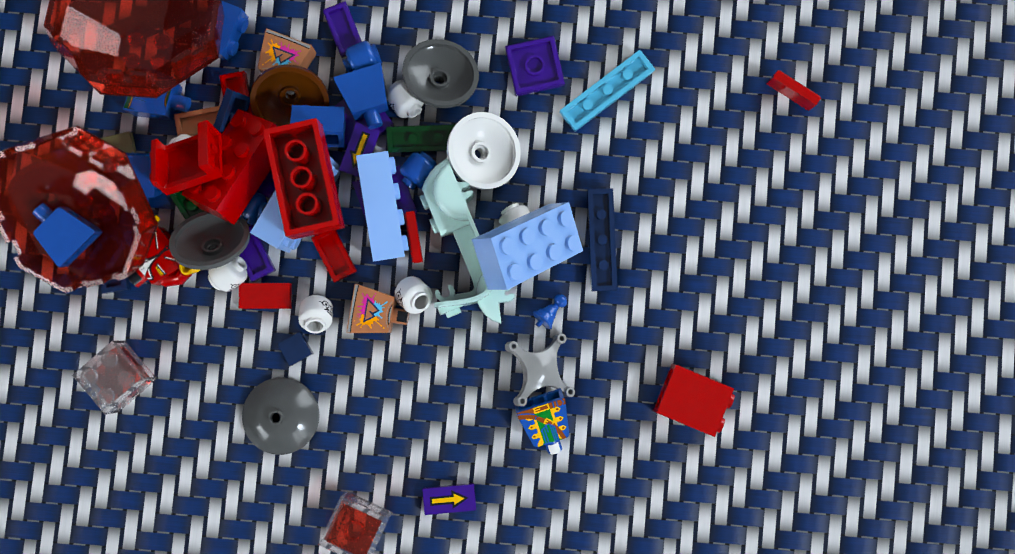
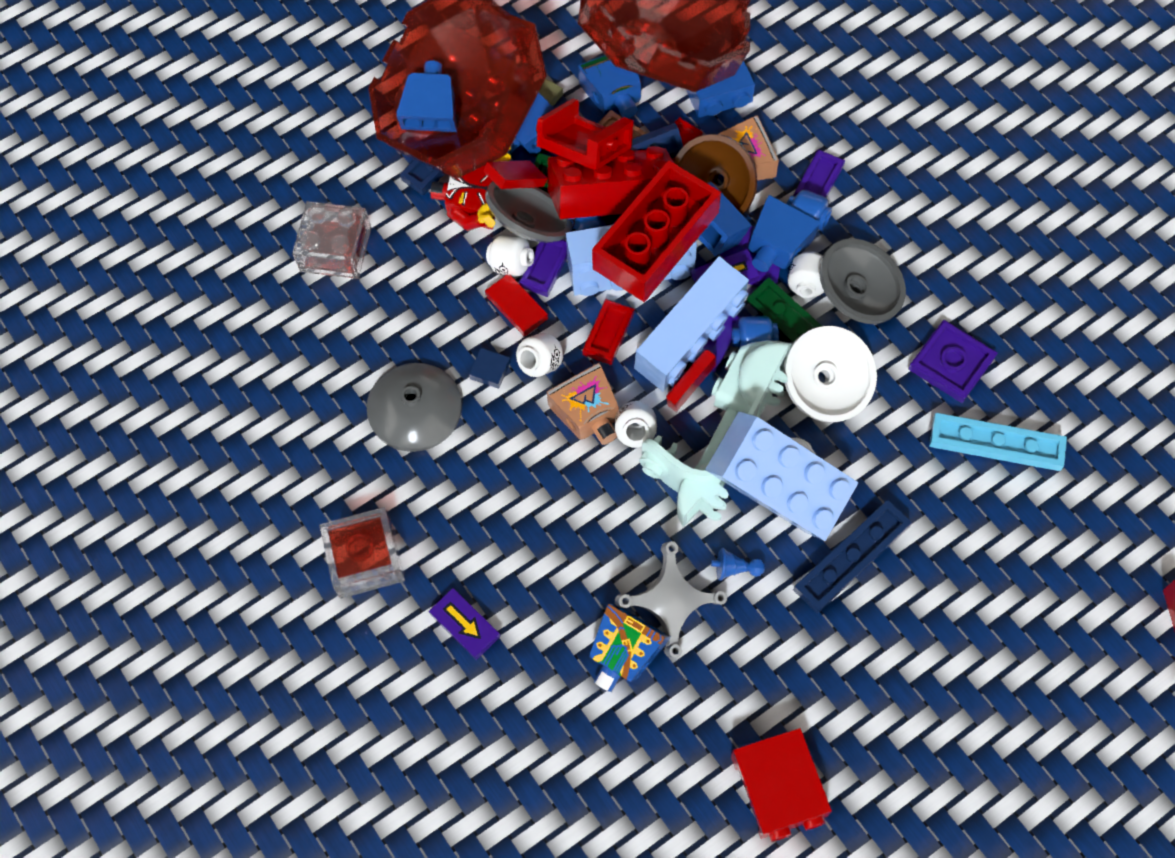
camera: 50 degrees right, 20 degrees down
(174, 225) = (515, 174): none -> red tile

